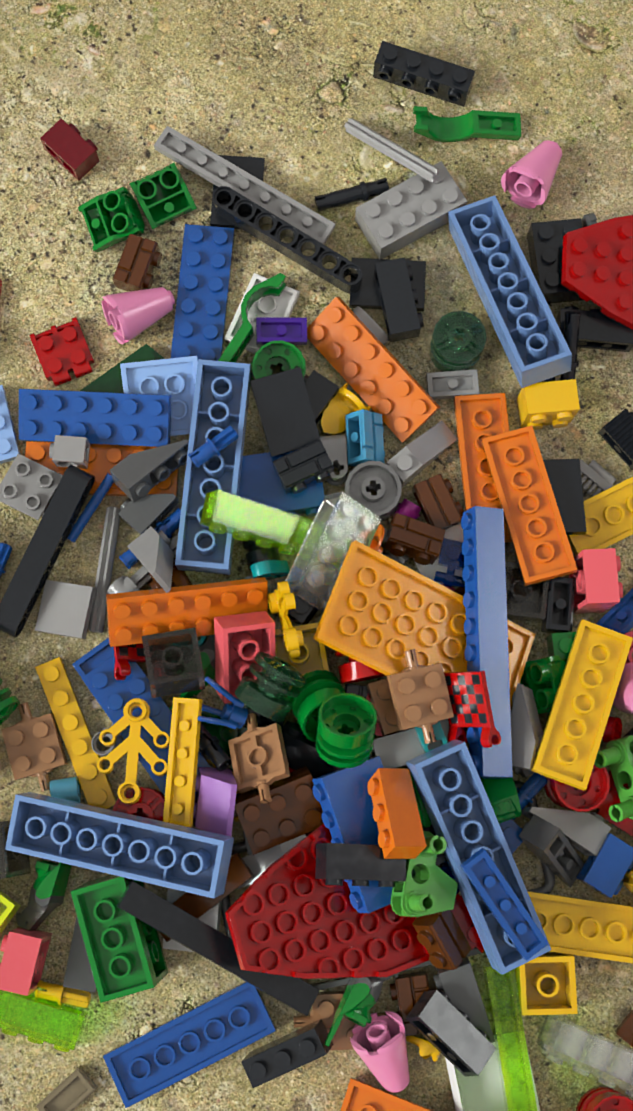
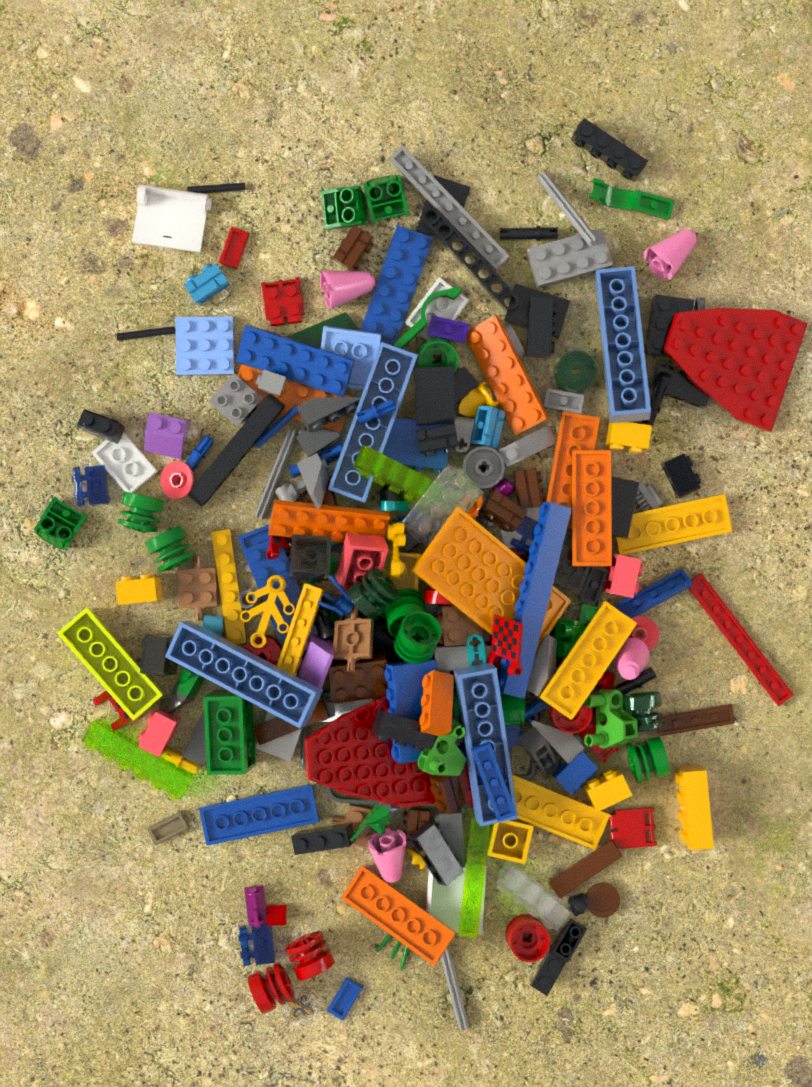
camera: 15 degrees right, 10 degrees up
(65, 609) = (242, 496): light grey tile -> none
(70, 149) = (325, 143): dark red brick -> none
(212, 946) = (290, 756): black tile -> none
(420, 696) = (475, 627): medium nougat plate -> none

